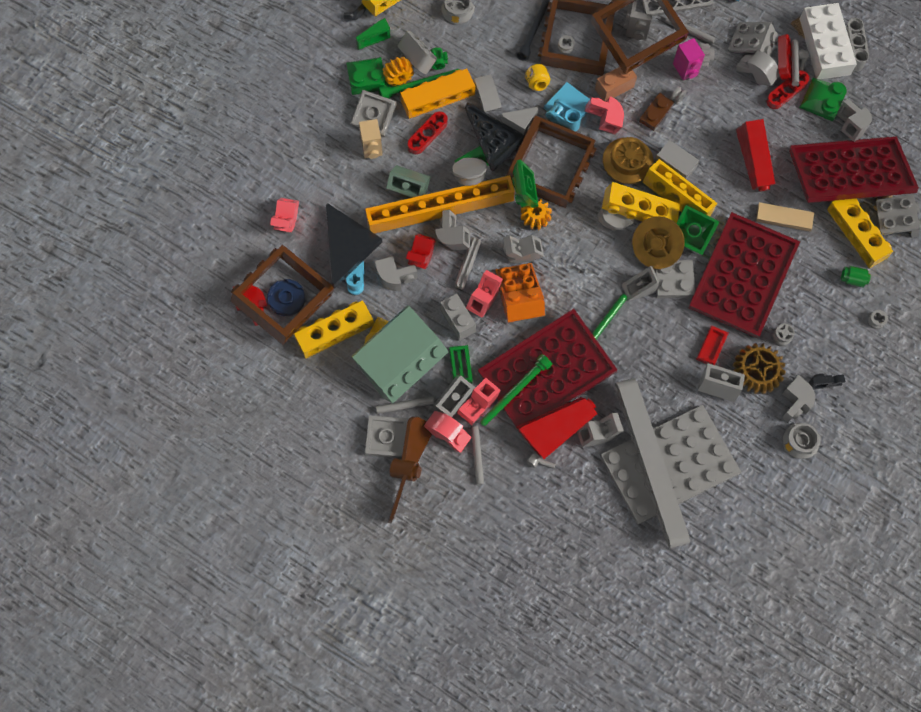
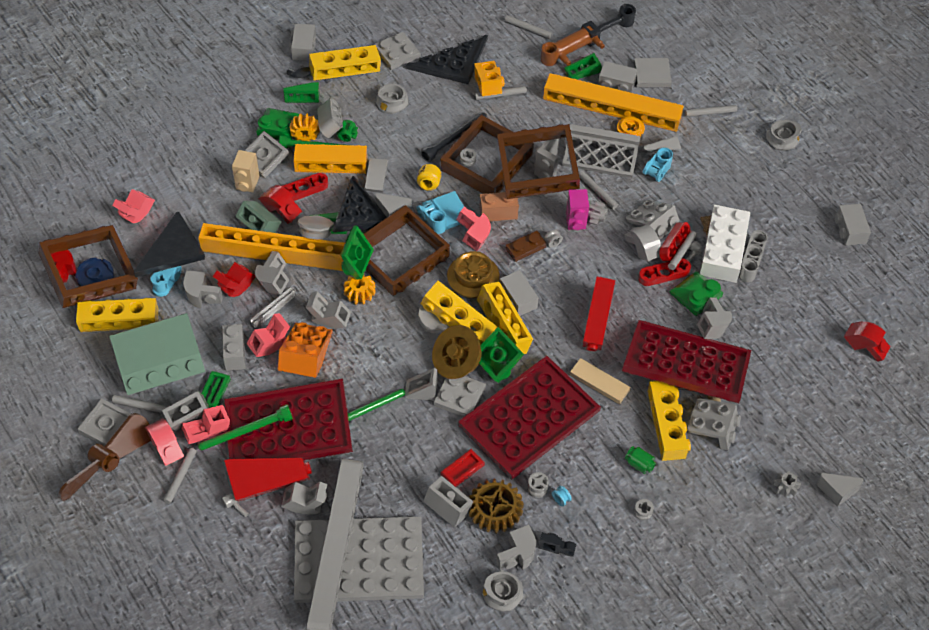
camera: 25 degrees right, 15 degrees down
(417, 155) = (281, 200): none -> red brick
(807, 336) = (561, 495): none -> medium azure bush

